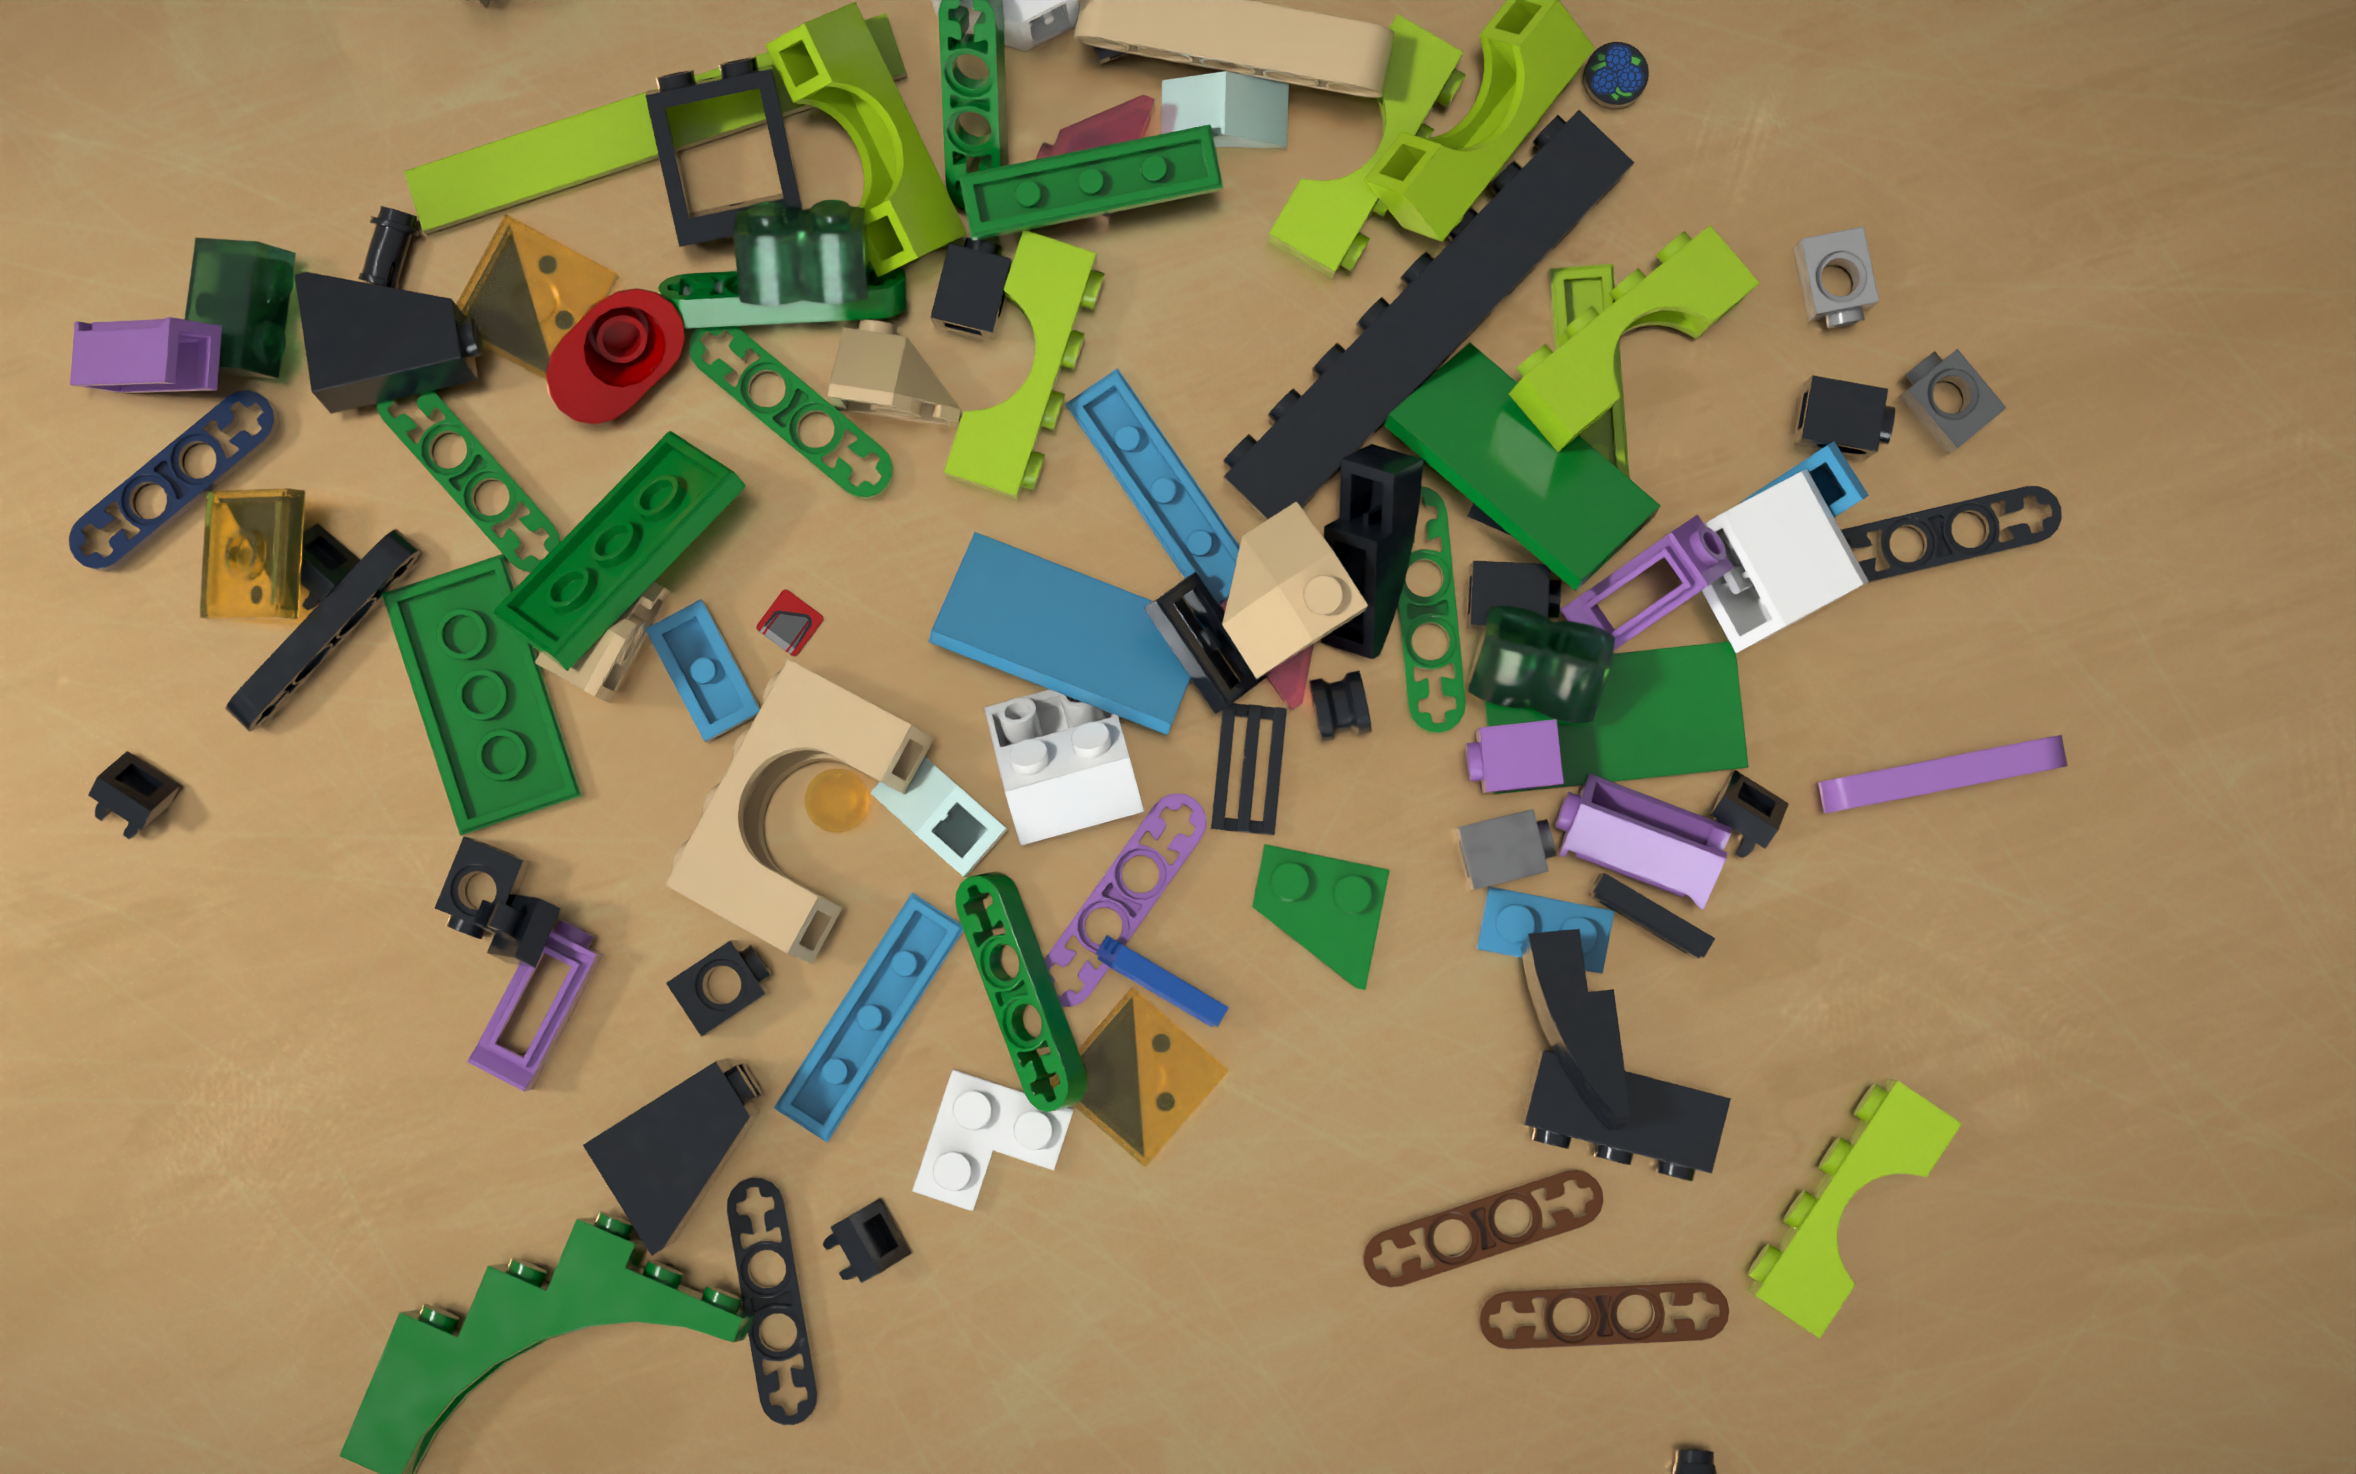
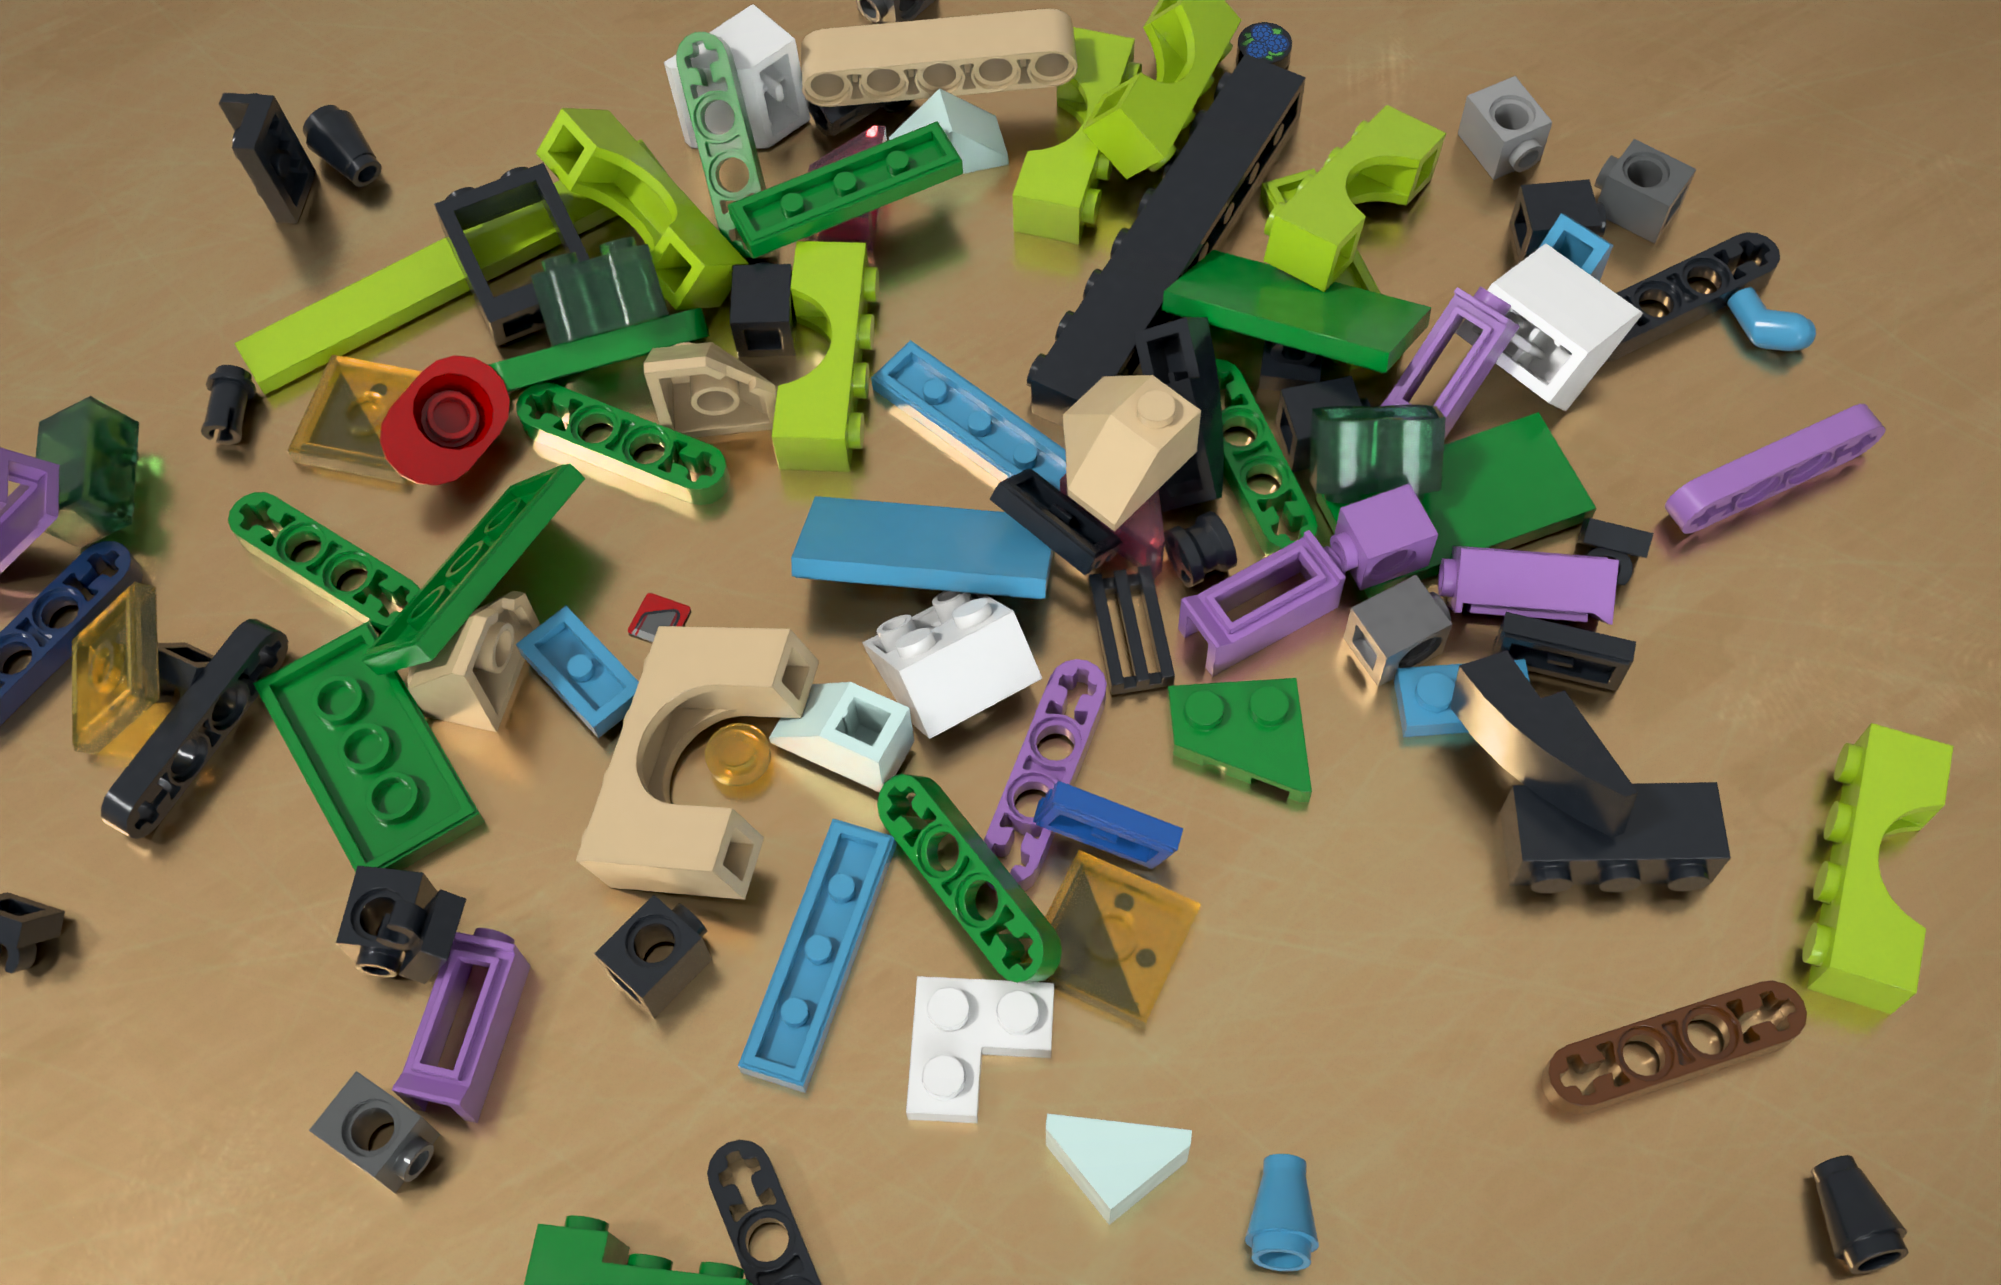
camera: 10 degrees left, 25 degrees down
(381, 341) = (225, 461): black slope -> none
(418, 1079) = (355, 1116): none -> dark grey brick
(675, 1149) = (638, 1116): black slope -> none
(868, 1241) = (872, 1176): black tile -> none
(1082, 1286) = (1115, 1159): none -> light aqua slope
(1211, 1367) = (1282, 1218): none -> dark azure cone
(1449, 764) = (1237, 640): none -> medium lavender window
(1484, 1235) = (1509, 986): reddish brown beam -> none
(2016, 605) = (1770, 327): none -> dark azure arm

